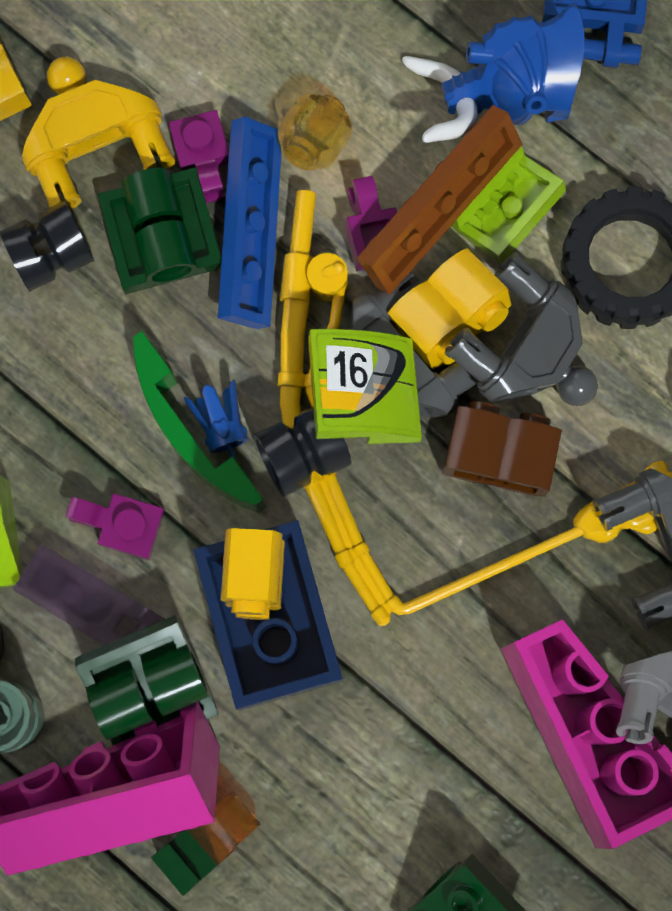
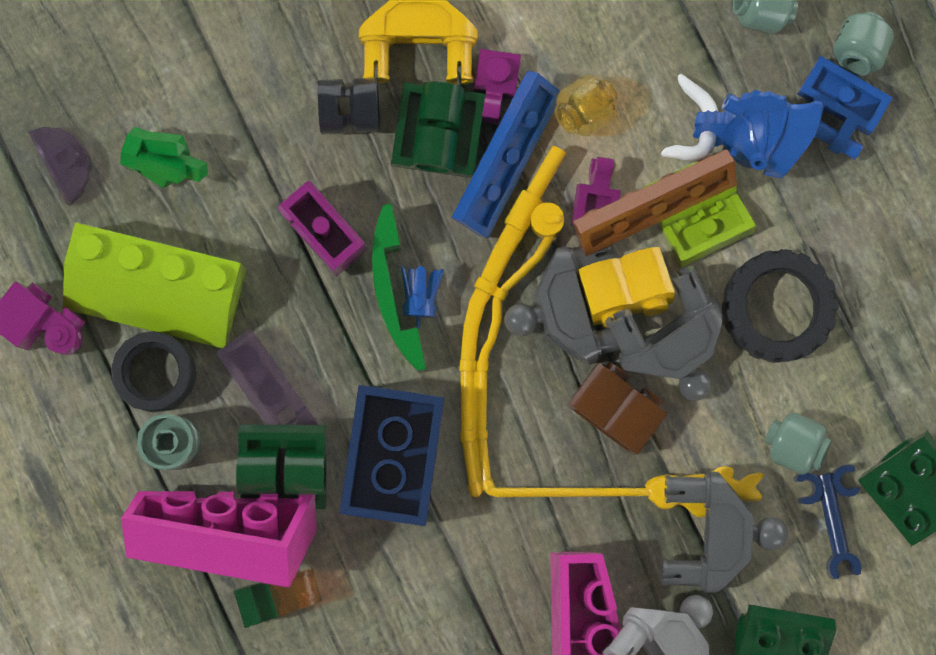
camera: 15 degrees right, 5 degrees up
(75, 393) = (322, 228): none -> magenta brick
(124, 526) = (317, 340): magenta plate -> none
(252, 572) = (393, 425): yellow brick -> none
(295, 453) = (470, 345): black wheel -> none
(364, 386) = (535, 320): slope -> none

